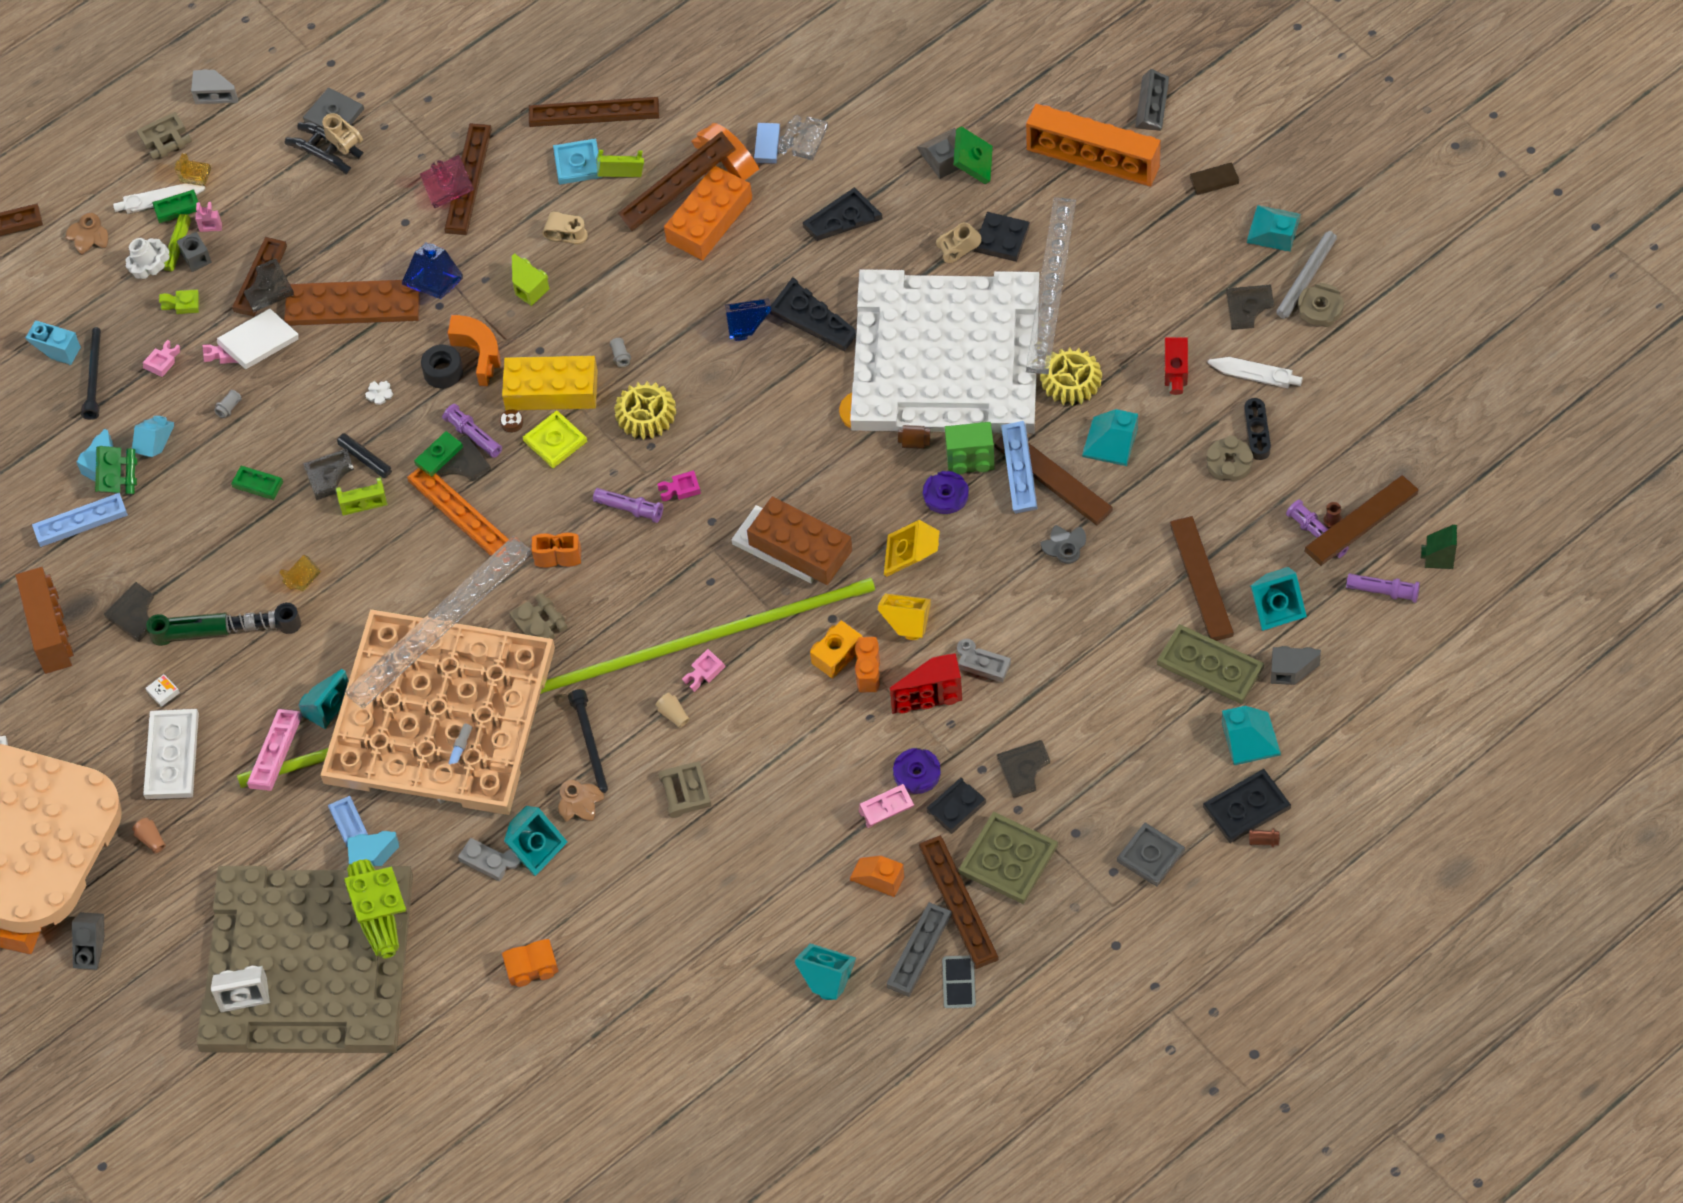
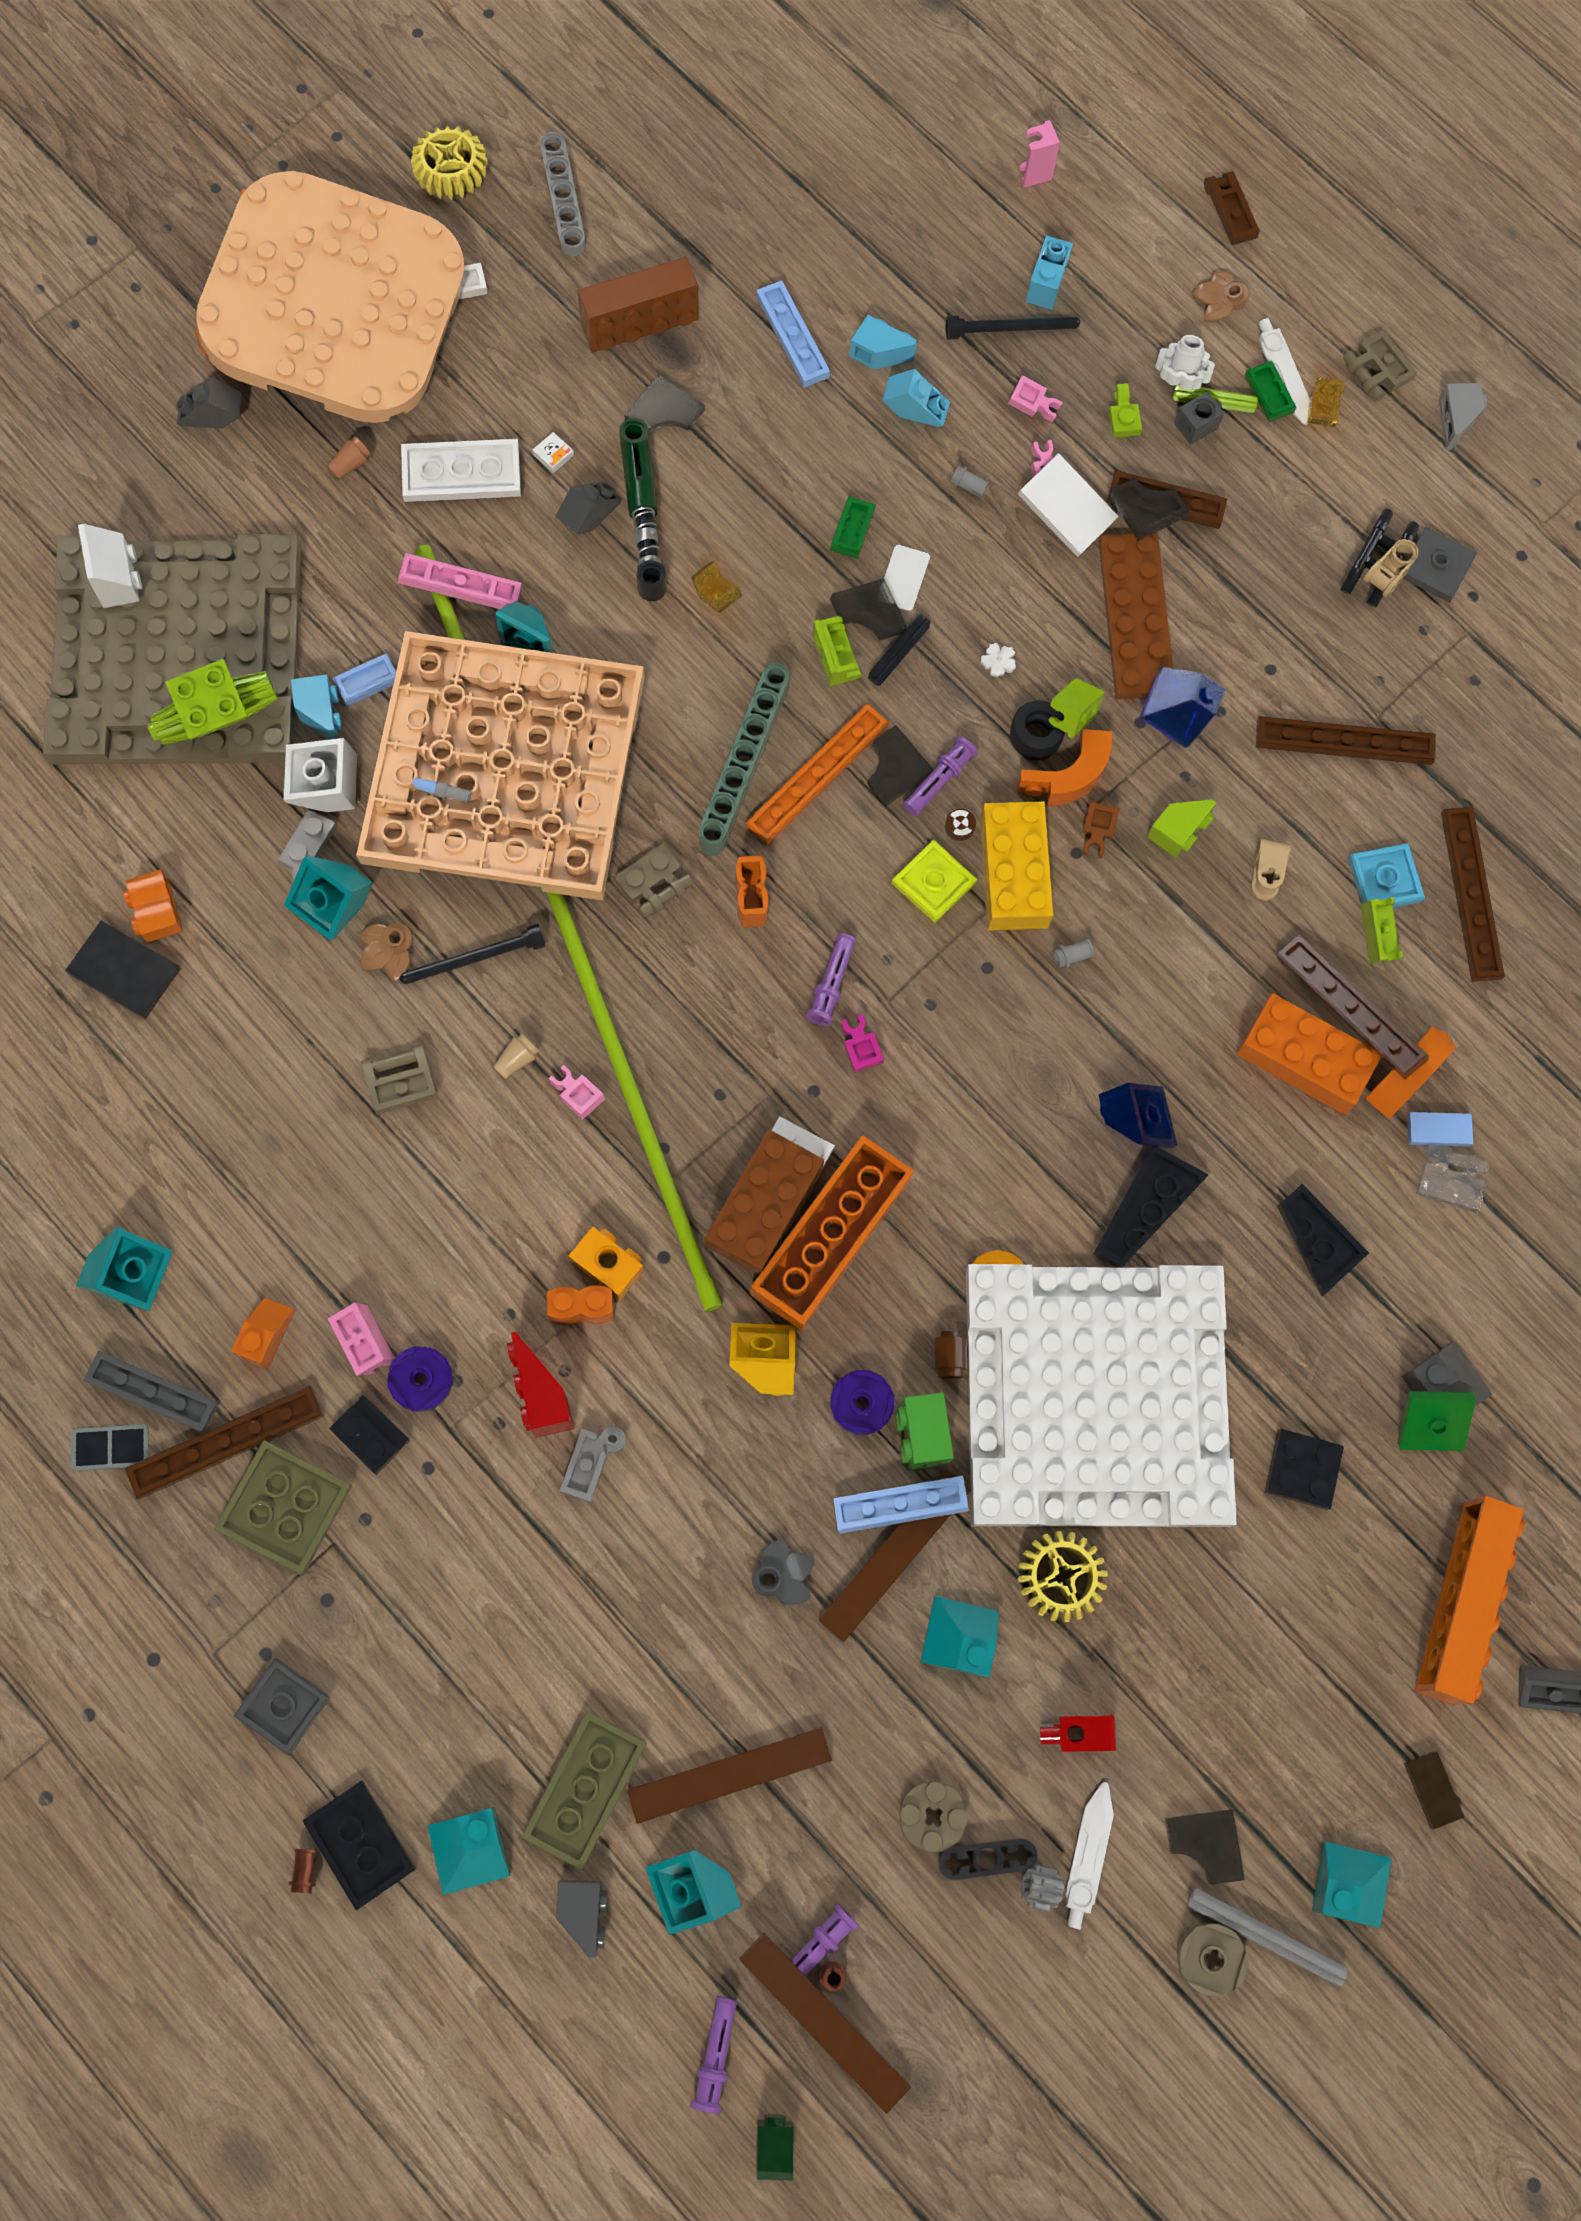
camera: 75 degrees right, 15 degrees up
(108, 470) = (857, 351): green plate -> none
(207, 219) = (1250, 426): bright pink plate -> none
(217, 661) = (587, 506): none -> dark grey slope
(298, 451) = (906, 575): none -> white sticker
(428, 334) = (1078, 704): none -> lime hinge
(432, 841) = (321, 775): none -> white slope
(435, 552) = (744, 771): none -> sand green beam
(438, 453) = (899, 736): green plate -> none
(438, 622) = (624, 749): clear plate -> none
(446, 181) = (1334, 711): clear pink tile -> none
(521, 331) = (1100, 824): none -> dark orange plate
(580, 986) = (123, 969): none -> black tile
(643, 420) = (997, 975): light yellow gear -> none
(824, 498) = (831, 1233): none -> orange brick
(906, 614) = (663, 1352): yellow slope -> none
(958, 241) = (1282, 1400): tan piece -> none
(1022, 766) = (427, 1522): clear smoke tile -> none
(1051, 286) = (1212, 1542): clear plate -> none
(1276, 394) = (1042, 1888): none -> light grey gear

